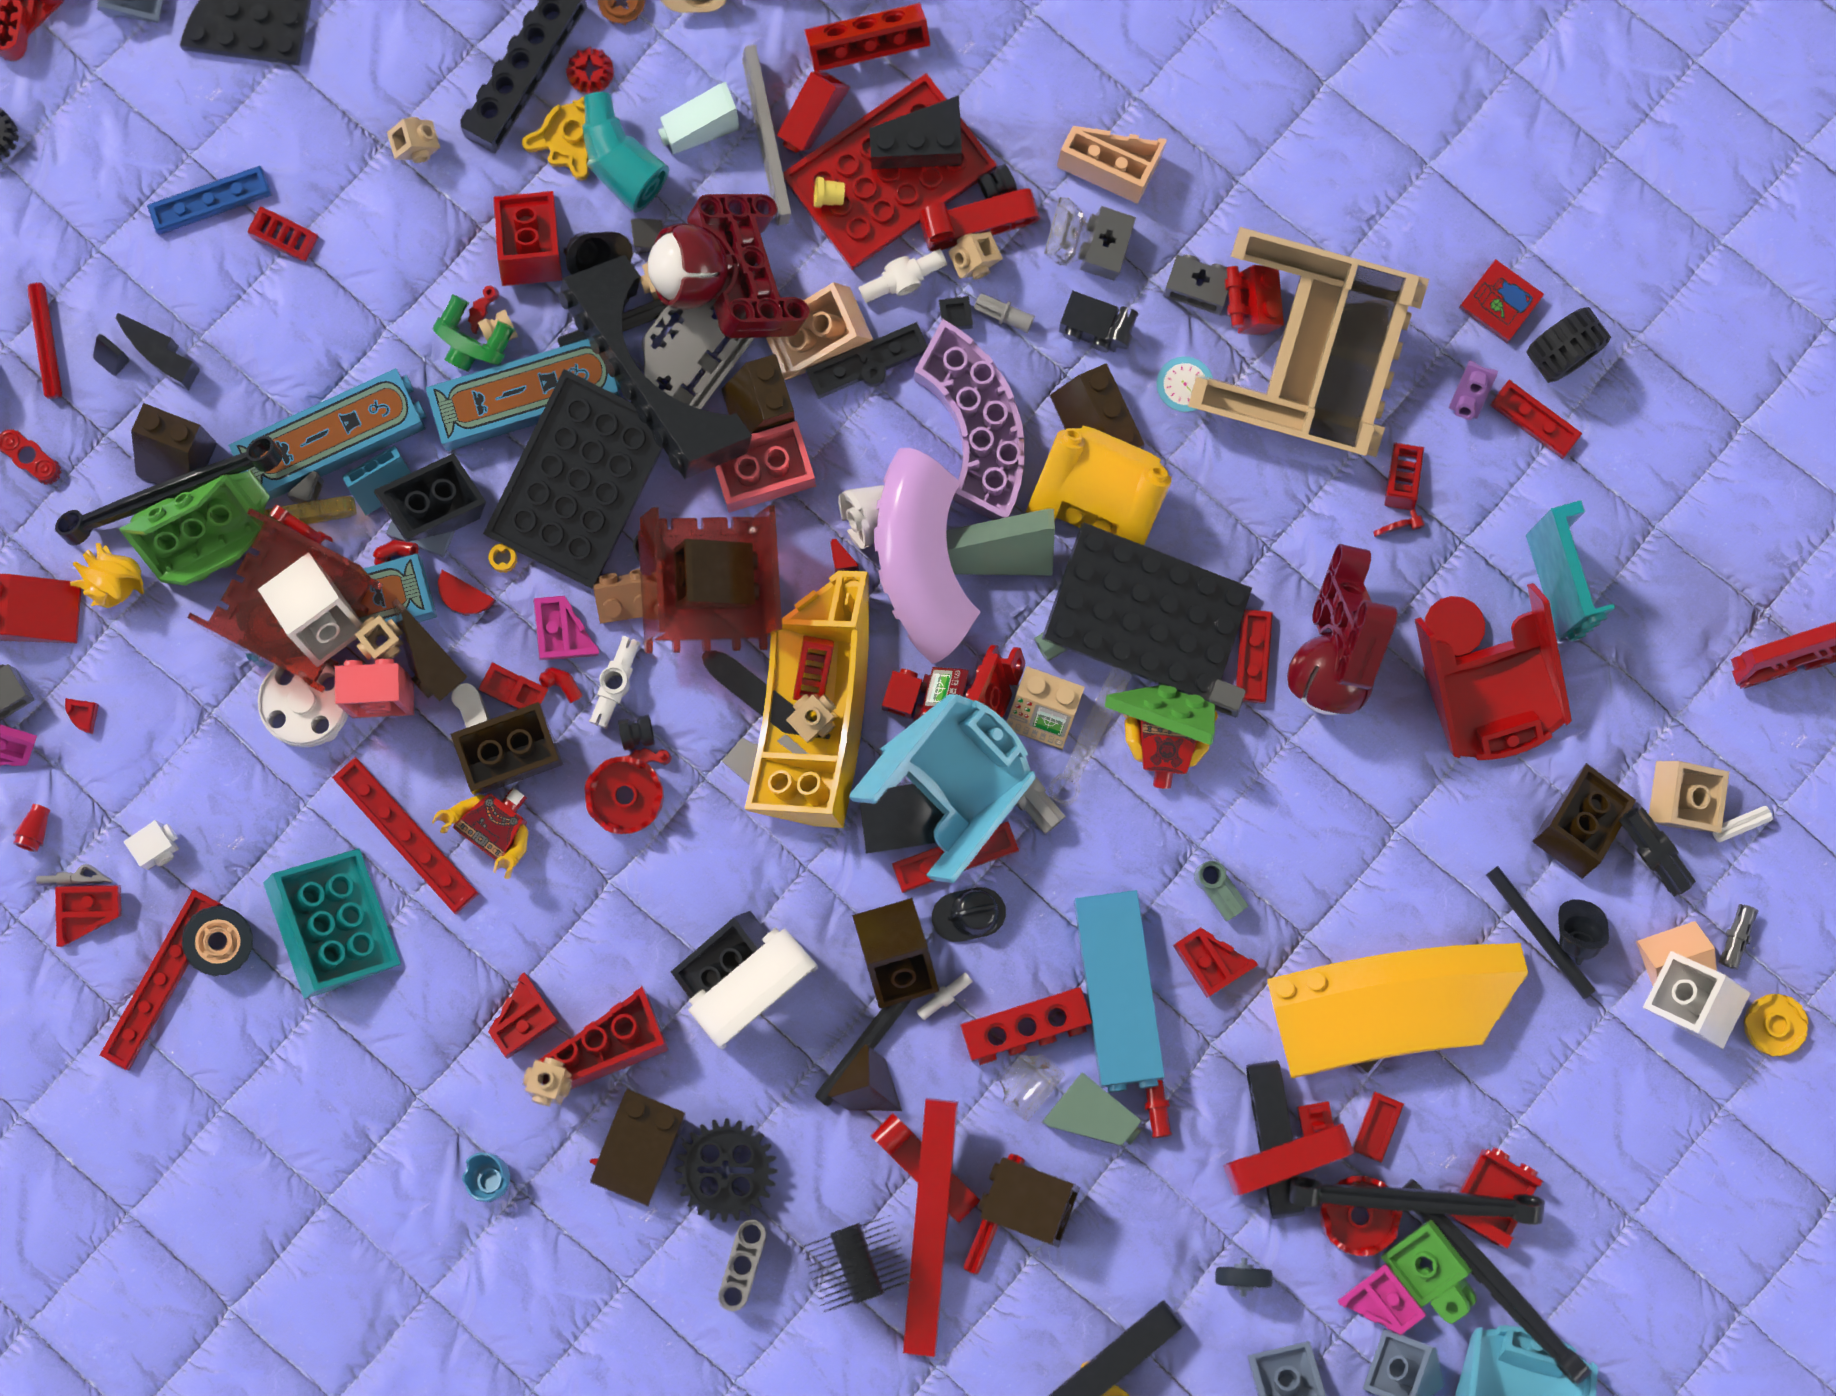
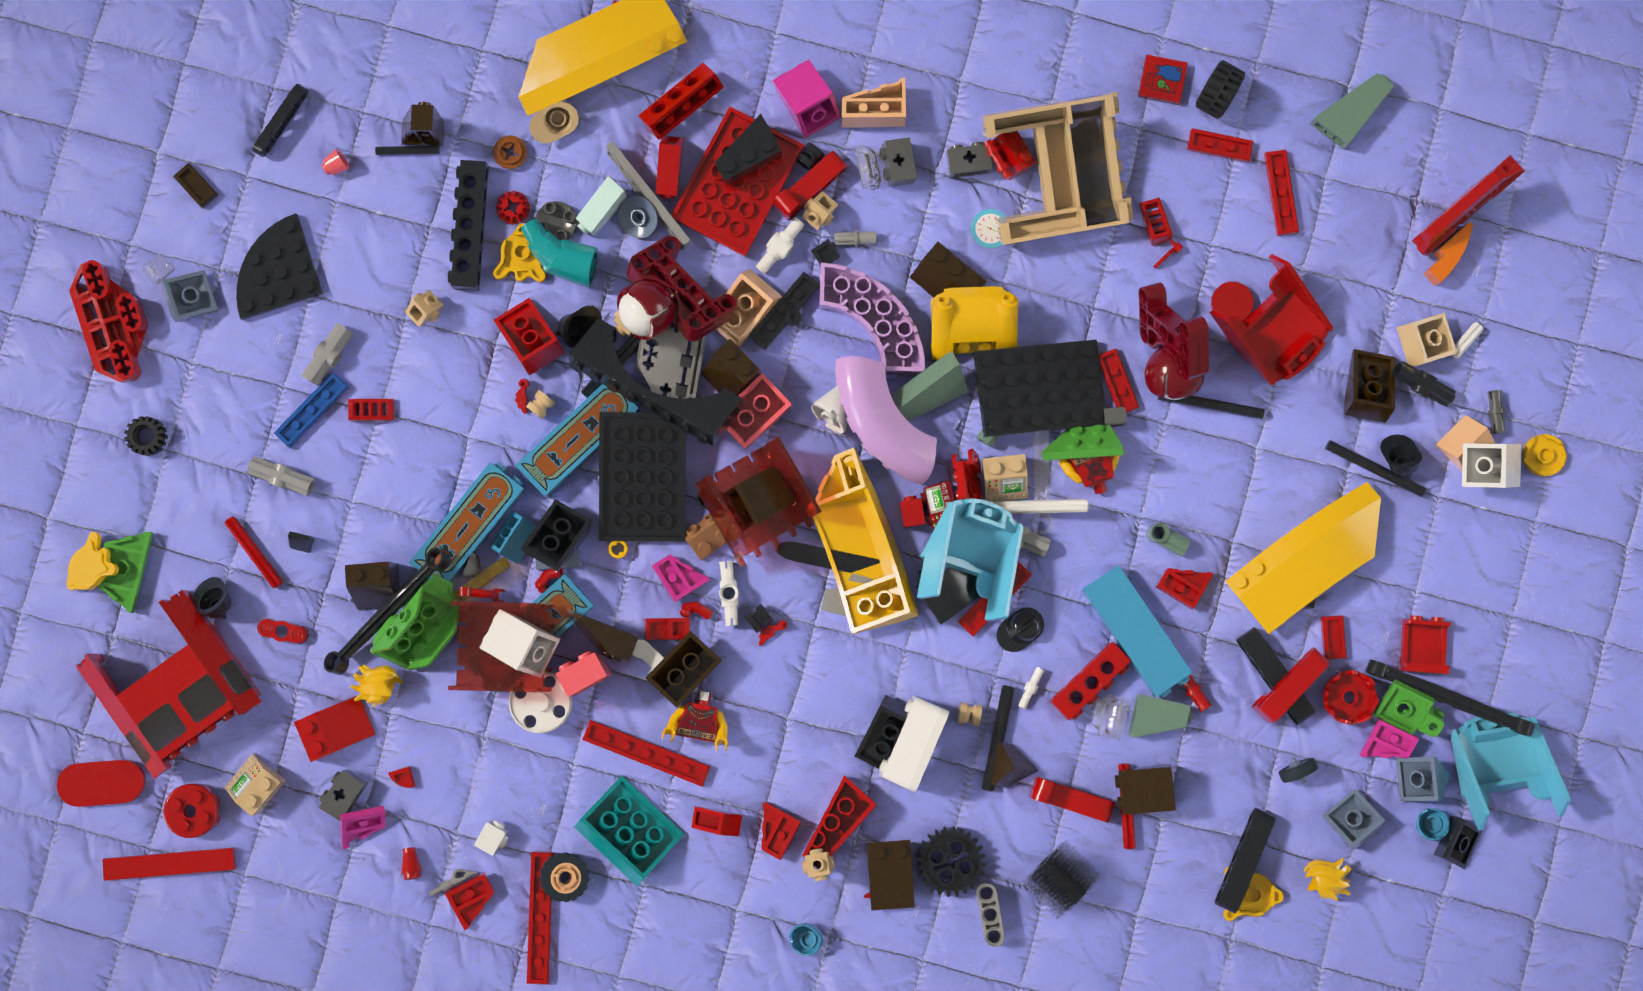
camera: 30 degrees left, 5 degrees up
(127, 262) = (281, 476): none -> light grey piece
(159, 351) = (331, 524): black slope -> none
(264, 140) = (327, 354): none -> light grey piece
(371, 630) = (570, 650): tan brick -> none
(449, 967) = (716, 821): none -> red slope
(461, 596) = (604, 585): red tile -> none
(464, 348) = (526, 427): green connector -> none
(602, 795) = (782, 672): red plate -> none
(638, 111) = (558, 219): none -> dark grey dish
(645, 233) = (604, 297): dark grey slope -> none
(731, 153) = (631, 220): none -> sand blue dish
(802, 720) = (862, 562): tan brick -> none
(819, 644) = (843, 508): red slope -> none
(828, 192) = (707, 215): light yellow piece -> none
(841, 558) = (832, 446): red slope -> none
(841, 985) = (965, 711): none -> tan wheel
(896, 953) = (989, 676): dark brown slope -> none
(930, 1227) = (1094, 834): red tile -> none
(1029, 109) = (807, 98): none -> dark pink slope
(1078, 767) = (1044, 506): none -> white axle
(1097, 323) = (918, 217): black hinge -> none
(1311, 1193) = (1316, 699): black piece -> none
(1314, 1117) = (1293, 651): red tile -> none
(1369, 749) = (1218, 405): none -> black piece
(1472, 390) = (1173, 147): medium lavender hips -> none
(1562, 573) = (1287, 239): teal panel -> none
(1595, 495) = (1281, 192): none -> red tile
(1729, 456) = (1350, 113): none -> sand green slope
(1770, 701) = (1449, 255): none -> orange slope

